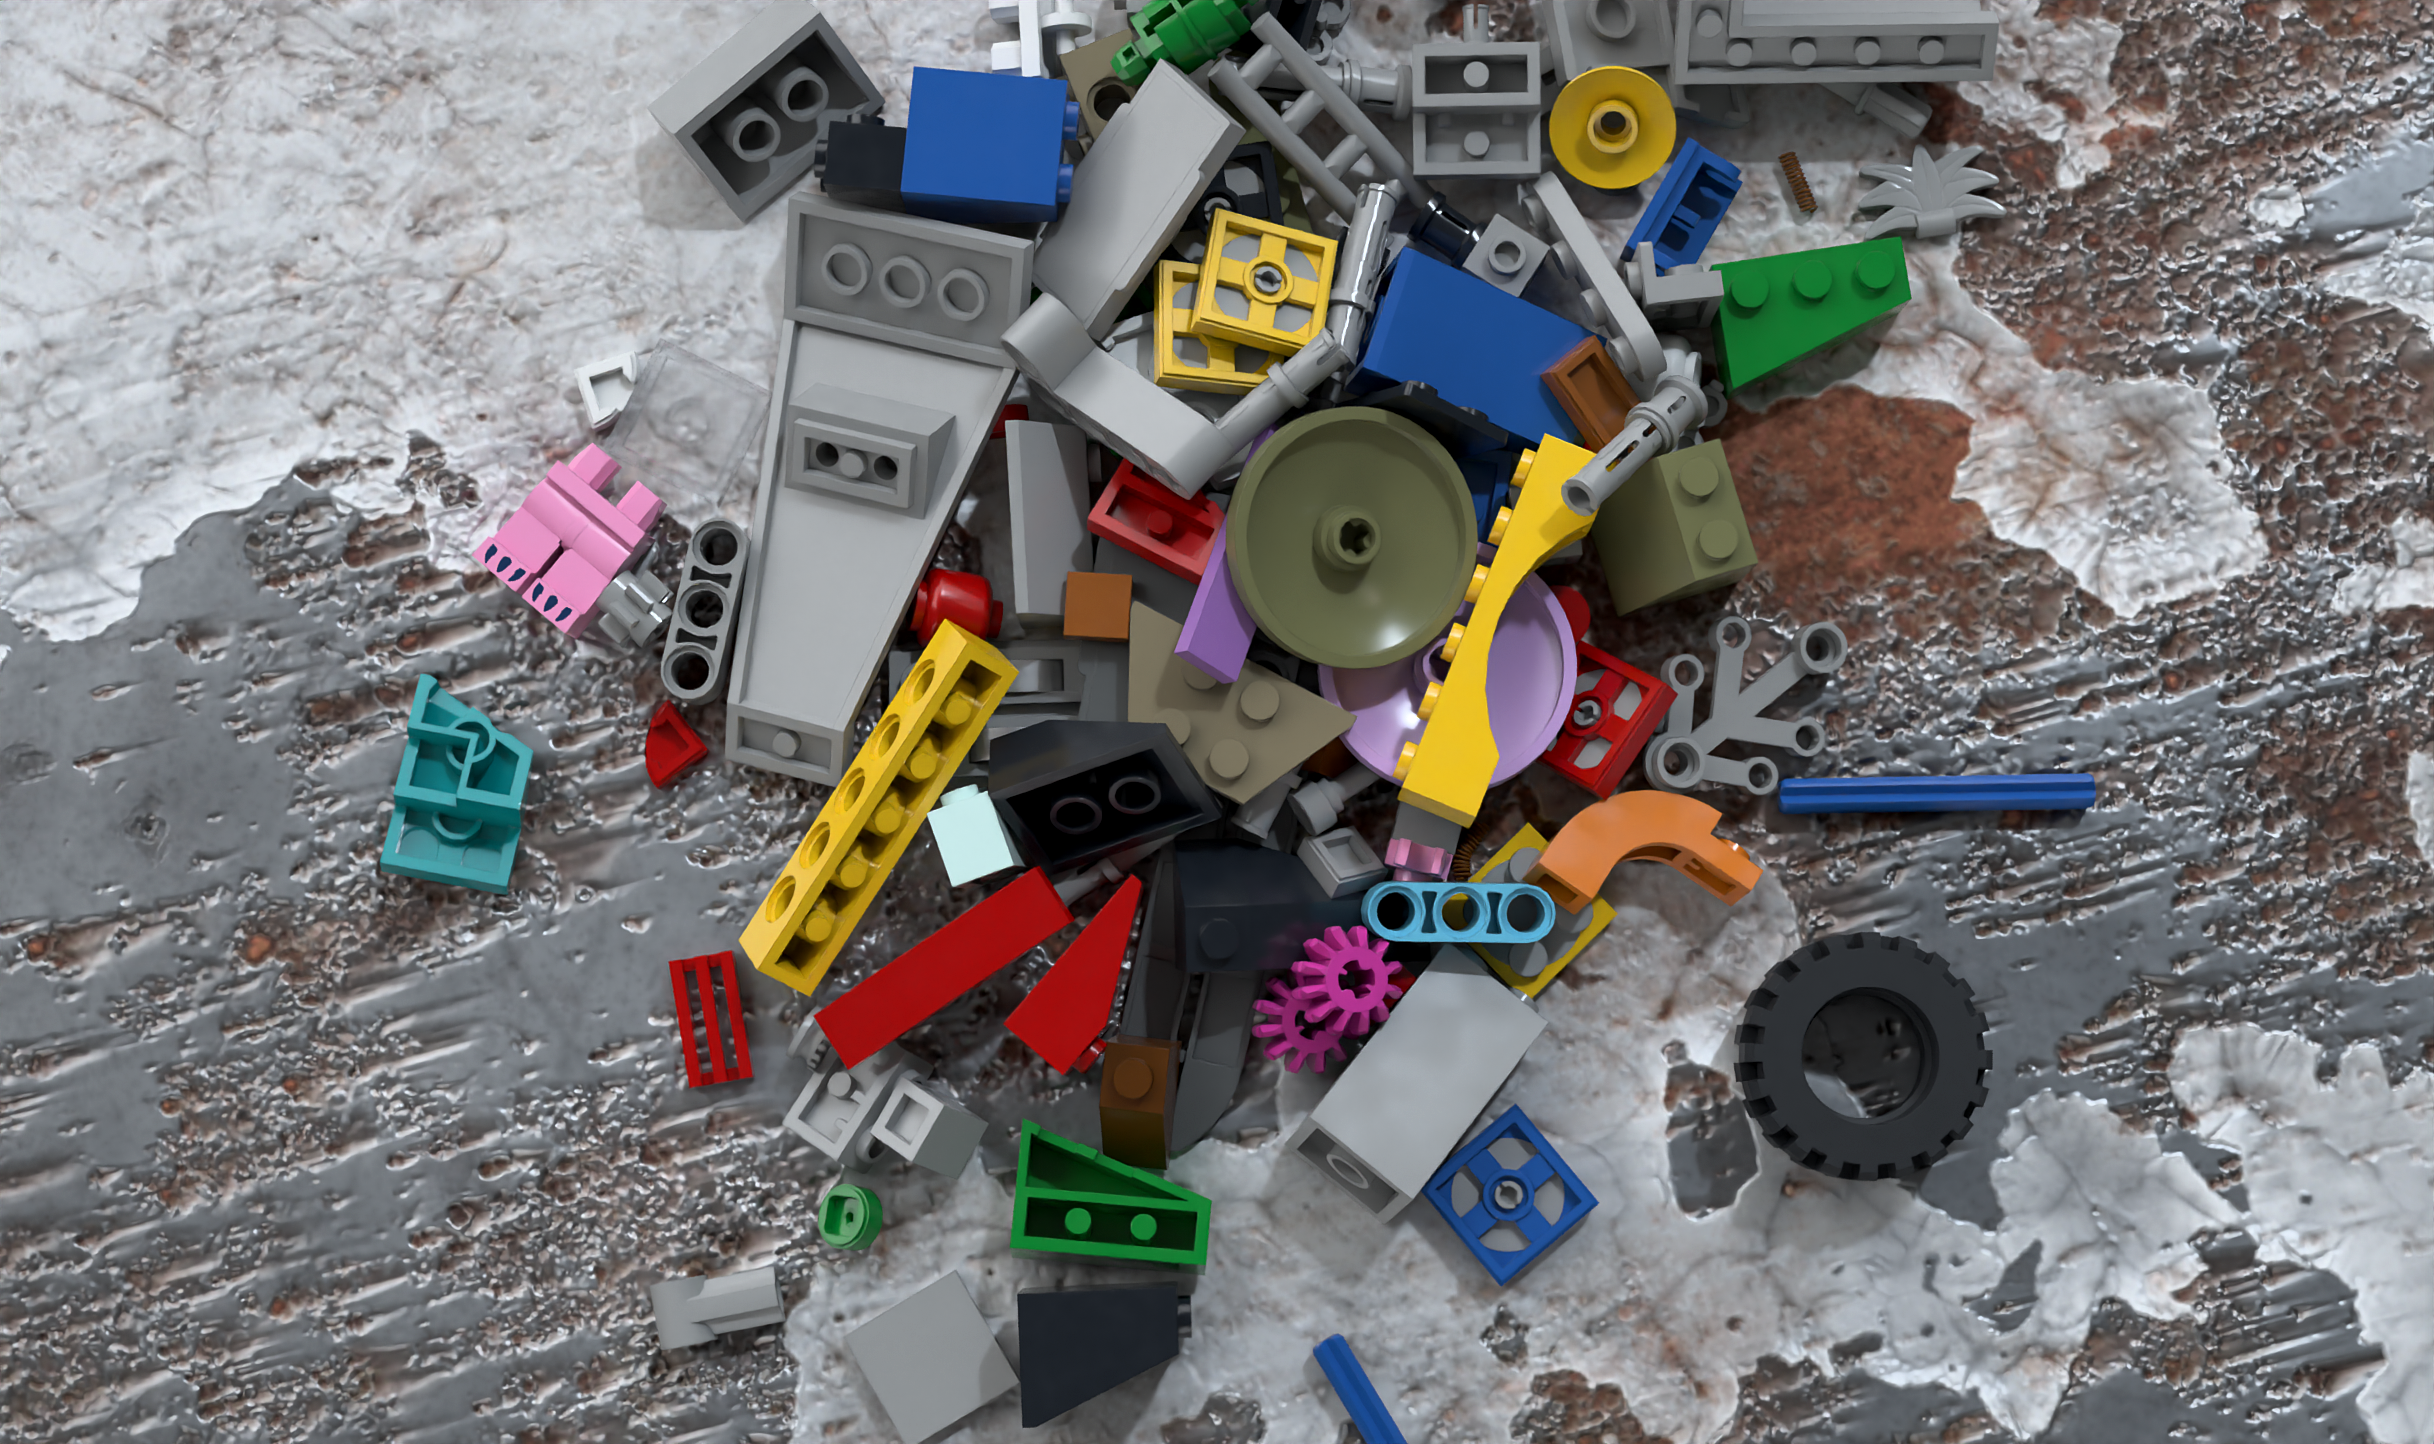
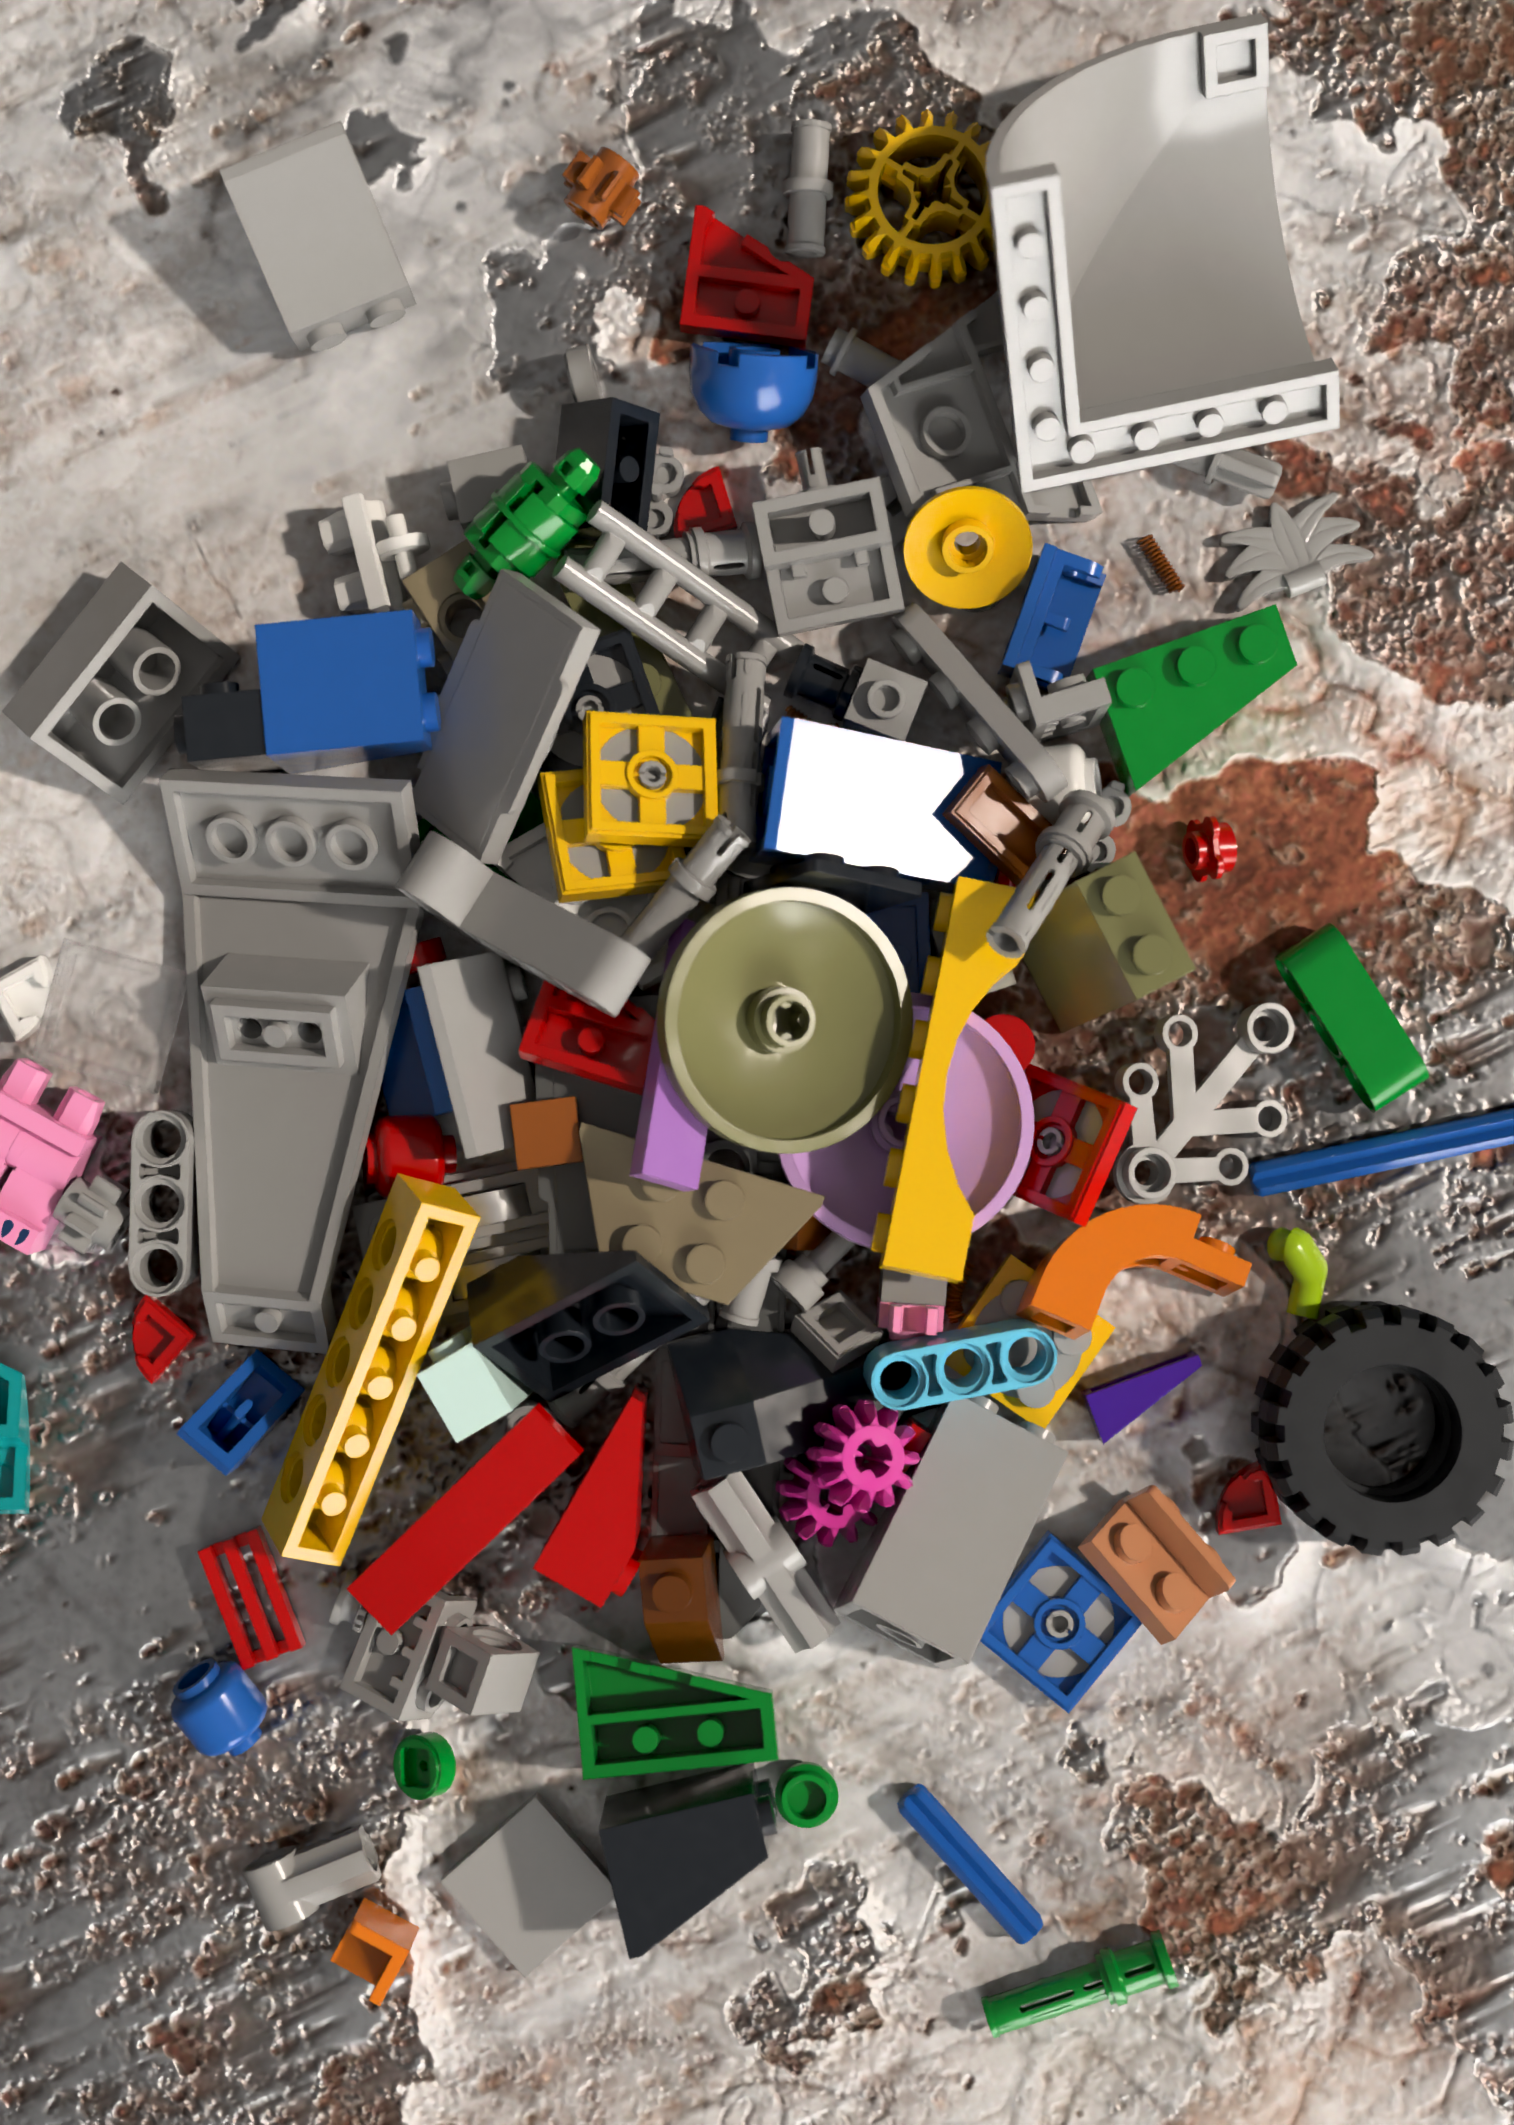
camera: 10 degrees left, 5 degrees up
(659, 1119) = (218, 1708): none -> blue head
(742, 831) = (241, 1413): none -> blue slope
(764, 1390) = (375, 1947): none -> orange panel
(980, 528) = (414, 1071): none -> blue panel
(1224, 1321) = (806, 1795): none -> green plate
(1229, 1071) = (766, 1560): none -> light grey piece
(1365, 41) = (705, 505): none -> red tile
(1611, 987) = (1125, 1398): none -> dark purple piece
(1616, 1151) = (1156, 1562): none -> nougat bracket
(1718, 1113) = (1247, 1502): none -> red tile
(1795, 463) = (1209, 848): none -> red plate
(1818, 891) = (1305, 1264): none -> lime arm
(1905, 654) = (1351, 1017): none -> green beam

